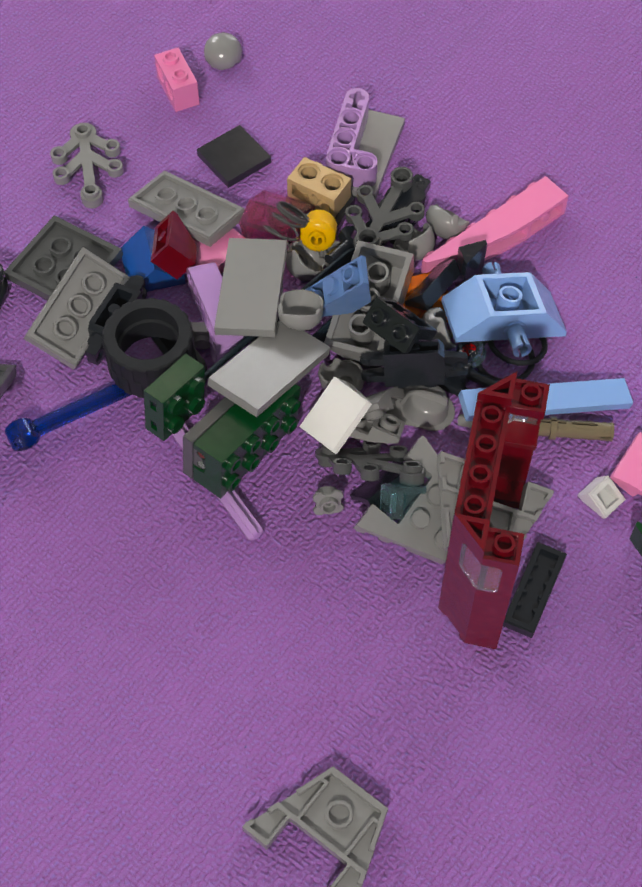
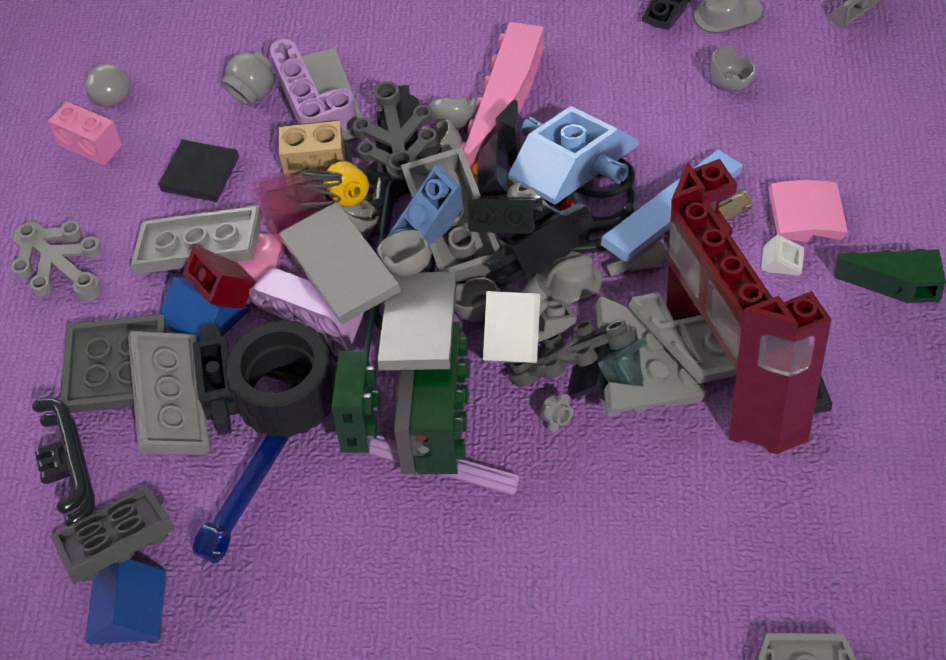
camera: 30 degrees left, 5 degrees down
(320, 105) = (249, 77): none -> light grey piece

